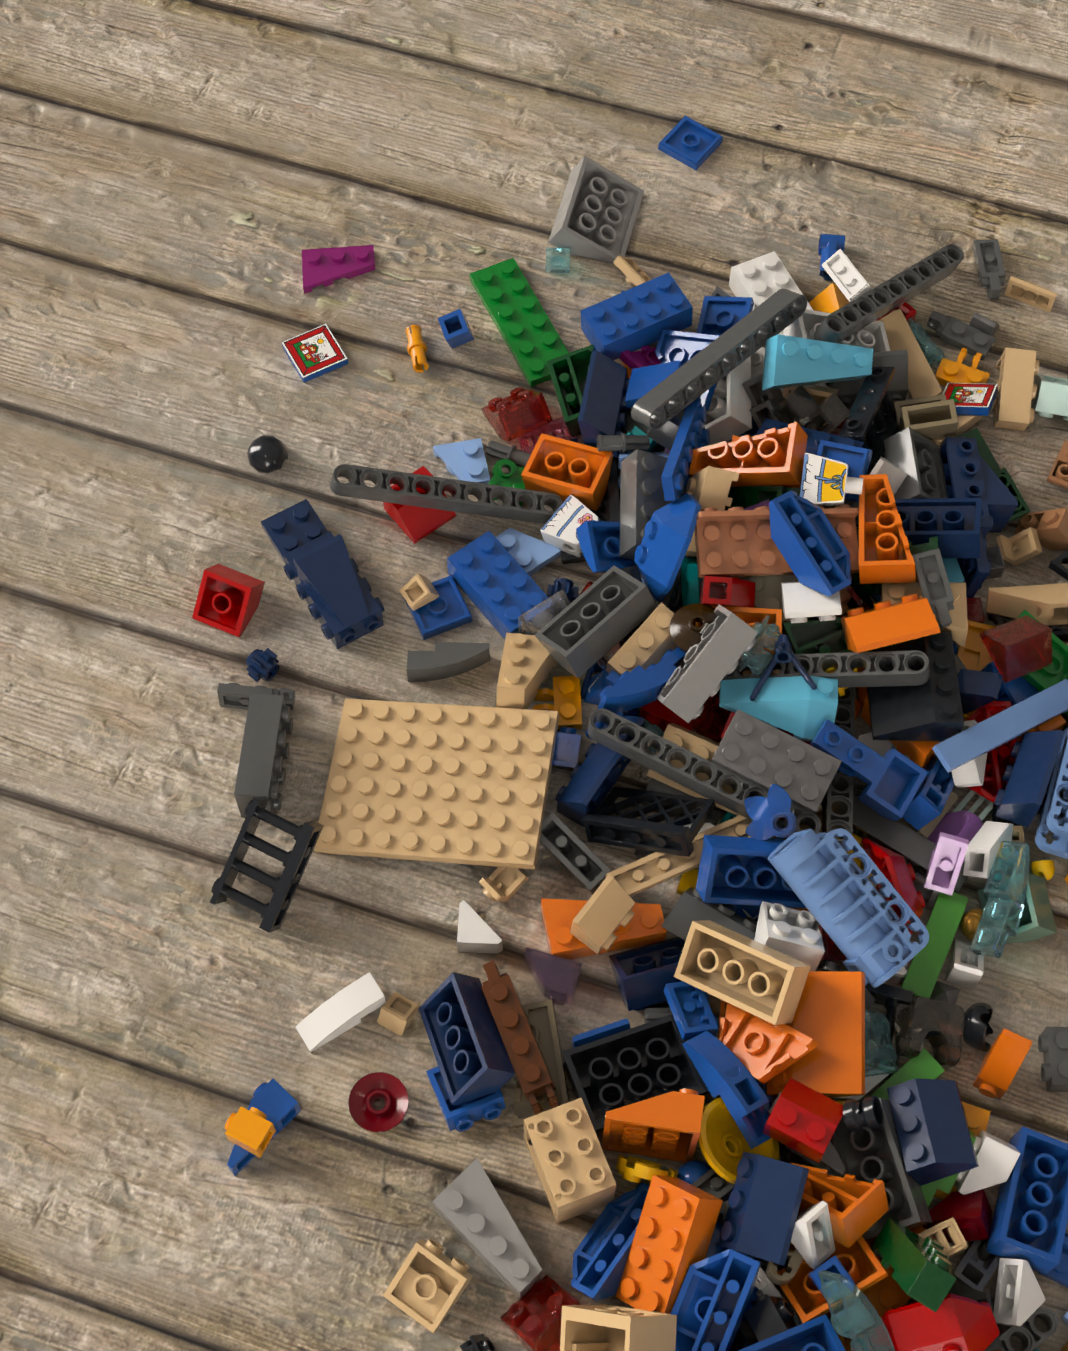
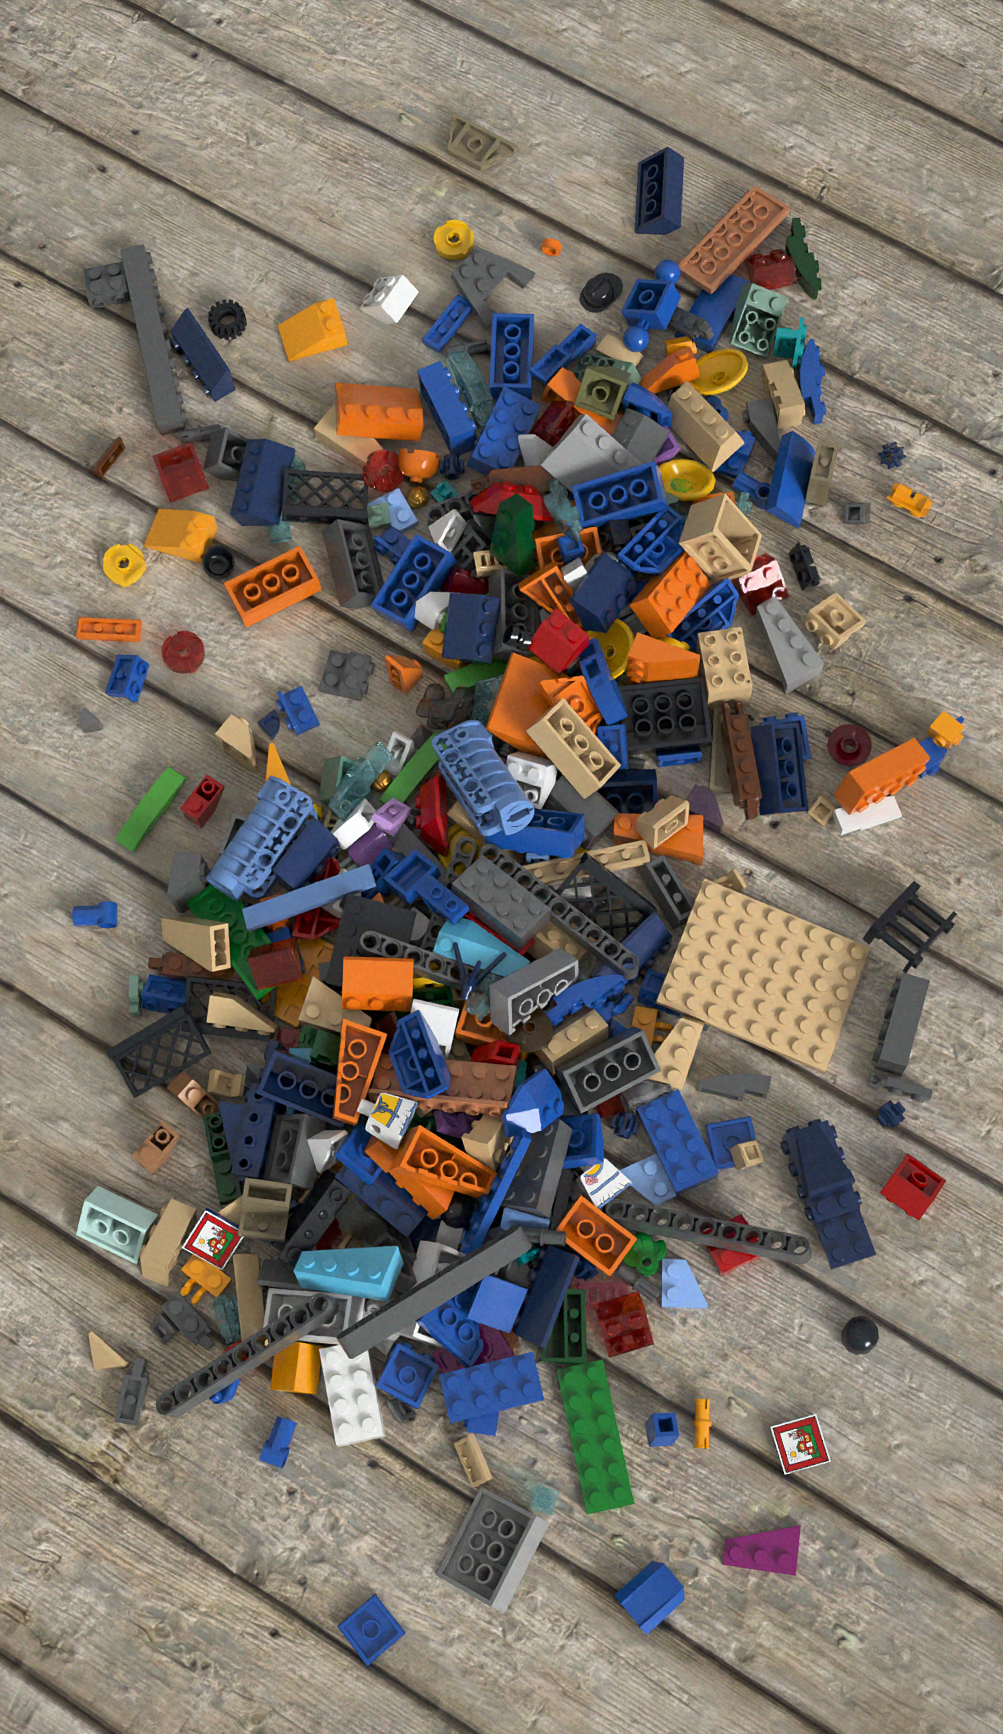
camera: 160 degrees left, 10 degrees up
(326, 1046) = (881, 776): none -> orange brick
(439, 207) = (651, 1595): none -> blue slope
(475, 934) = (756, 852): white slope -> none
(766, 813) = (517, 860): blue plate -> none
(846, 276) = (280, 1386): white tile -> none
(935, 584) = (329, 1010): dark grey hinge -> none
(977, 1026) = (408, 710): black hair -> none
(978, 688) = (315, 944): dark blue slope -> none

